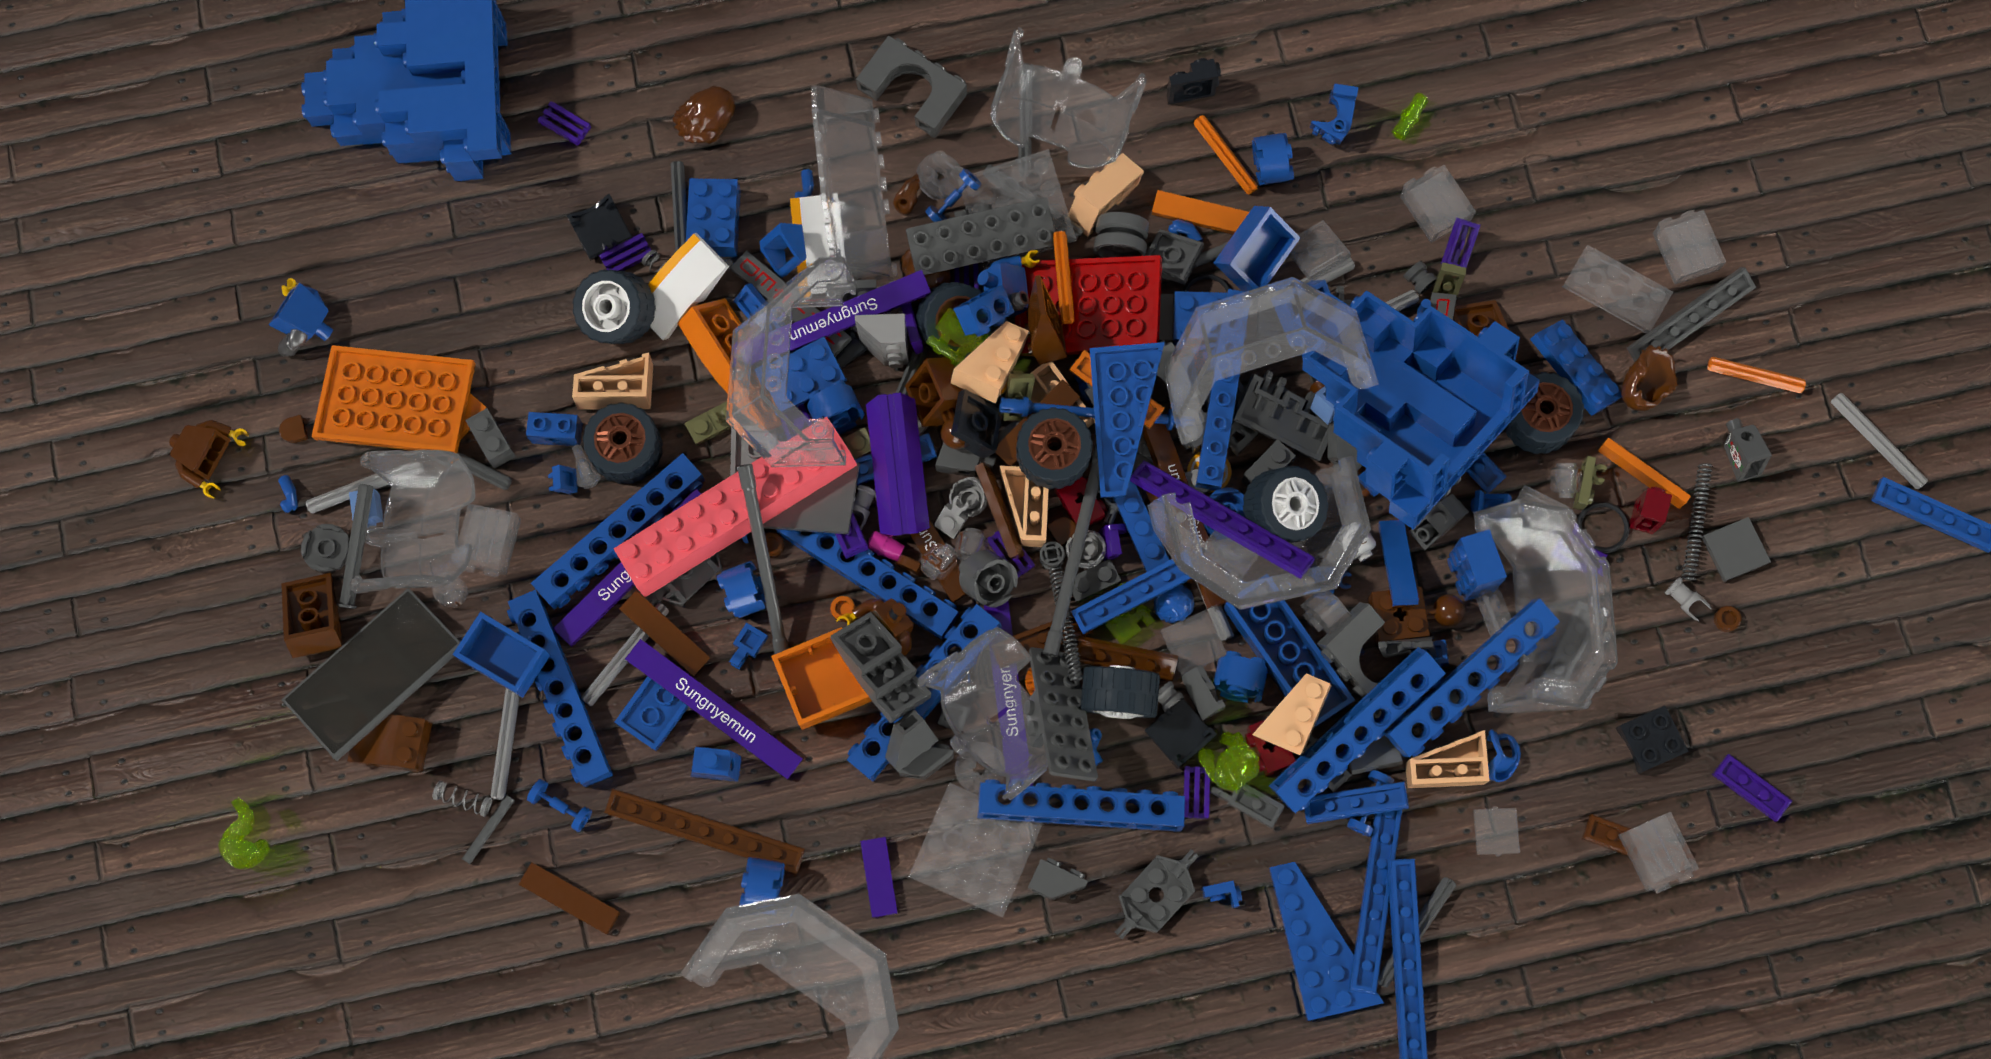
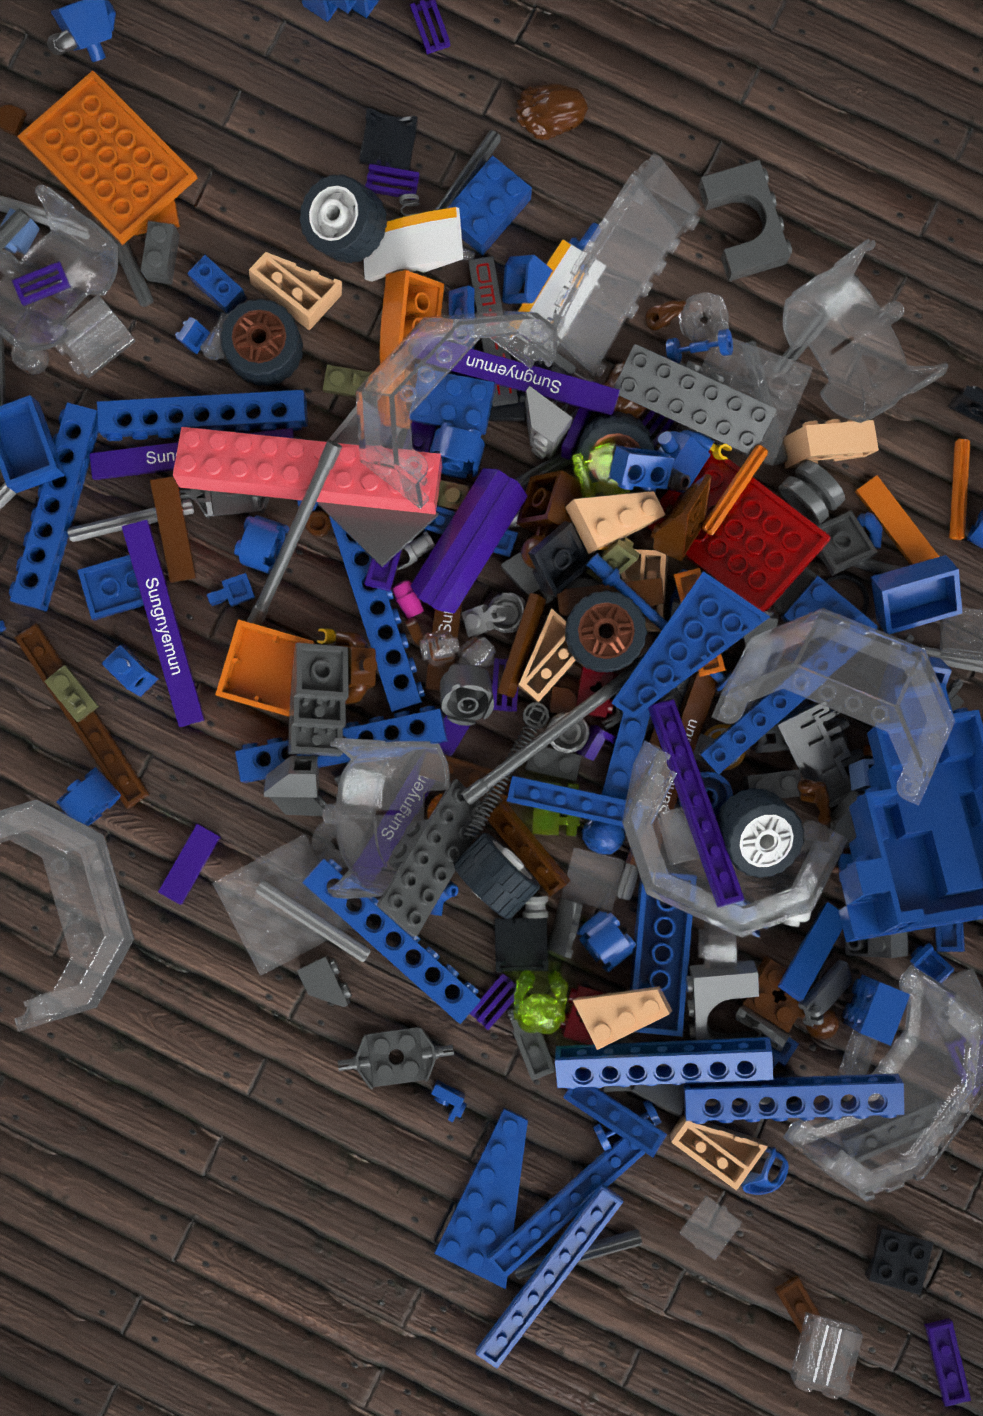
camera: 35 degrees right, 10 degrees up
(406, 548) = (65, 284): none -> dark purple tile
(684, 818) = (71, 693): none -> olive plate
(841, 606) = (334, 620): orange tile -> none
(1008, 840) = (313, 921): none -> light grey axle
(1303, 445) = (816, 793): none -> reddish brown piece
(1432, 585) = (825, 993): none -> dark grey hinge

